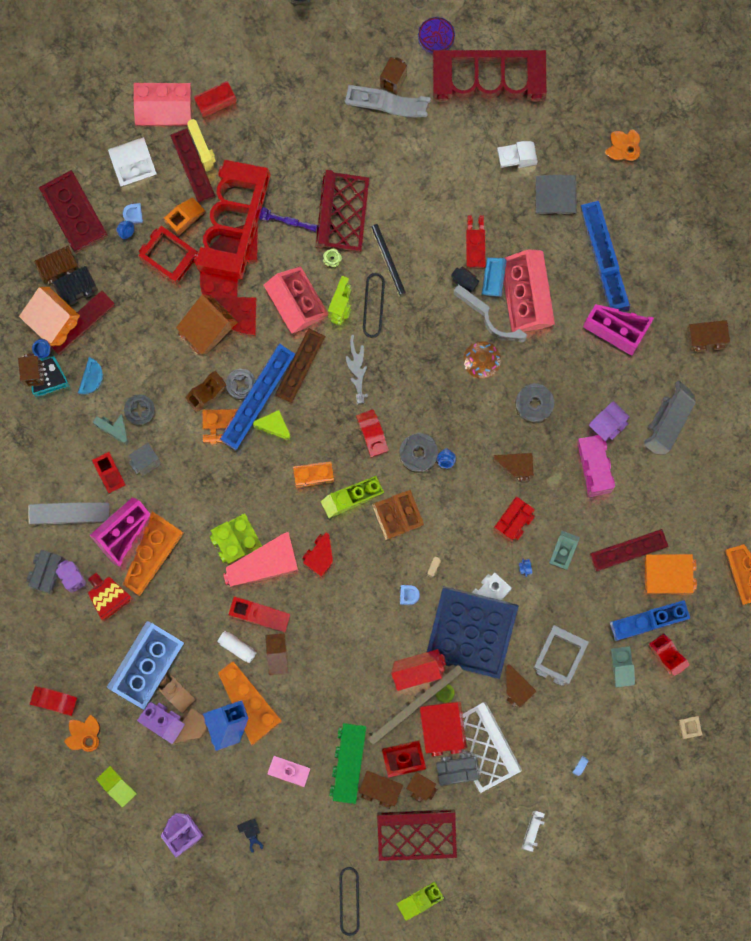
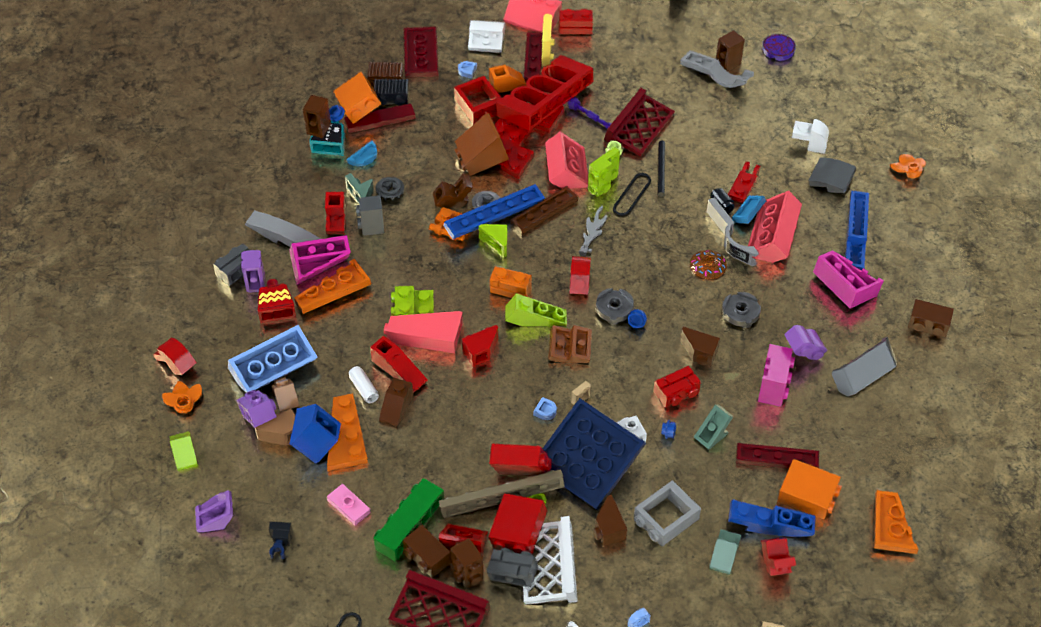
camera: 25 degrees right, 30 degrees down
(125, 229) = (454, 73): blue plate -> none
(535, 73) = (845, 101): dark red fence -> none

